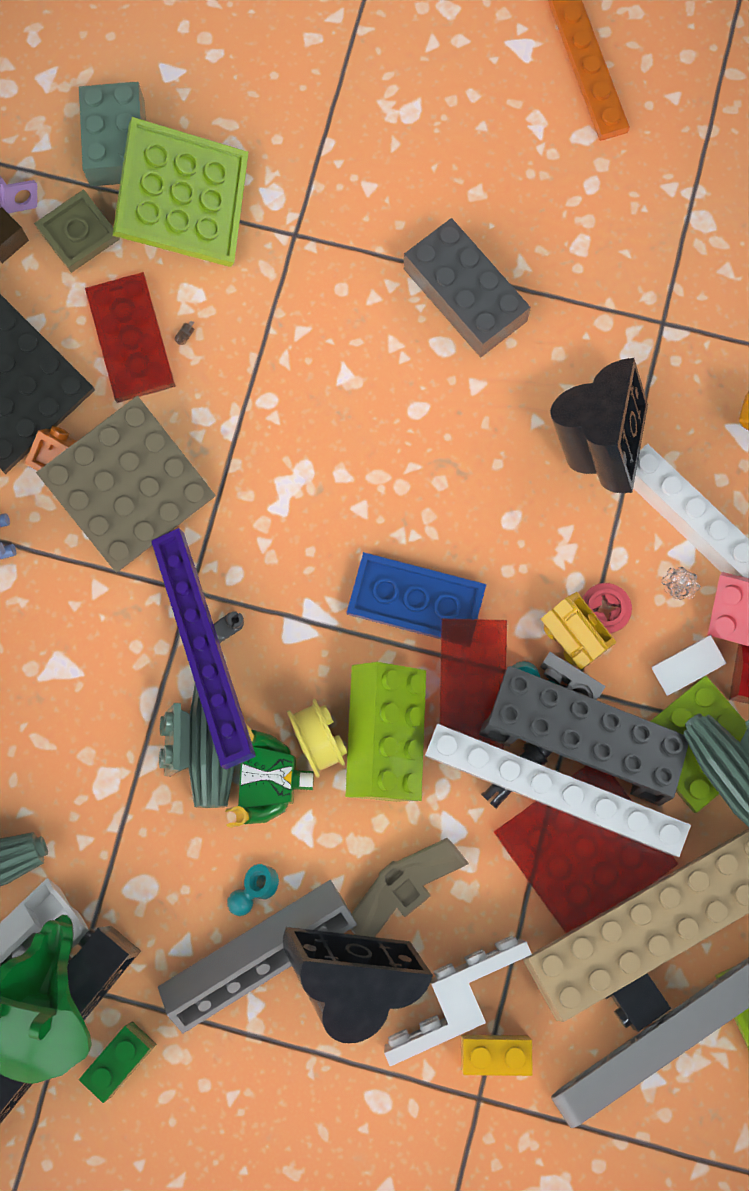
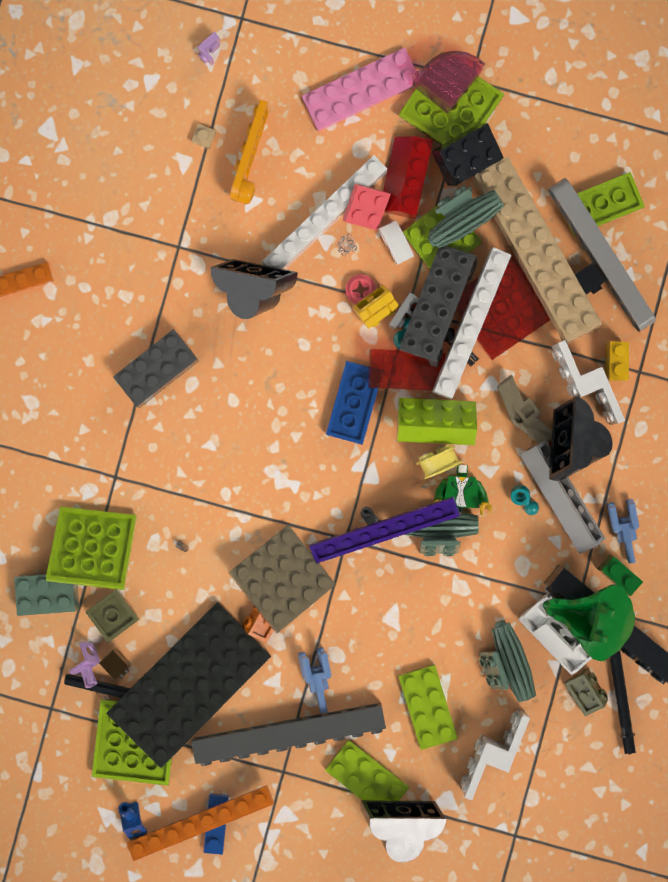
camera: 95 degrees left, 10 degrees up
(130, 337) = (183, 580): clear red plate -> none
(203, 1070) = (625, 527): none -> medium blue plant

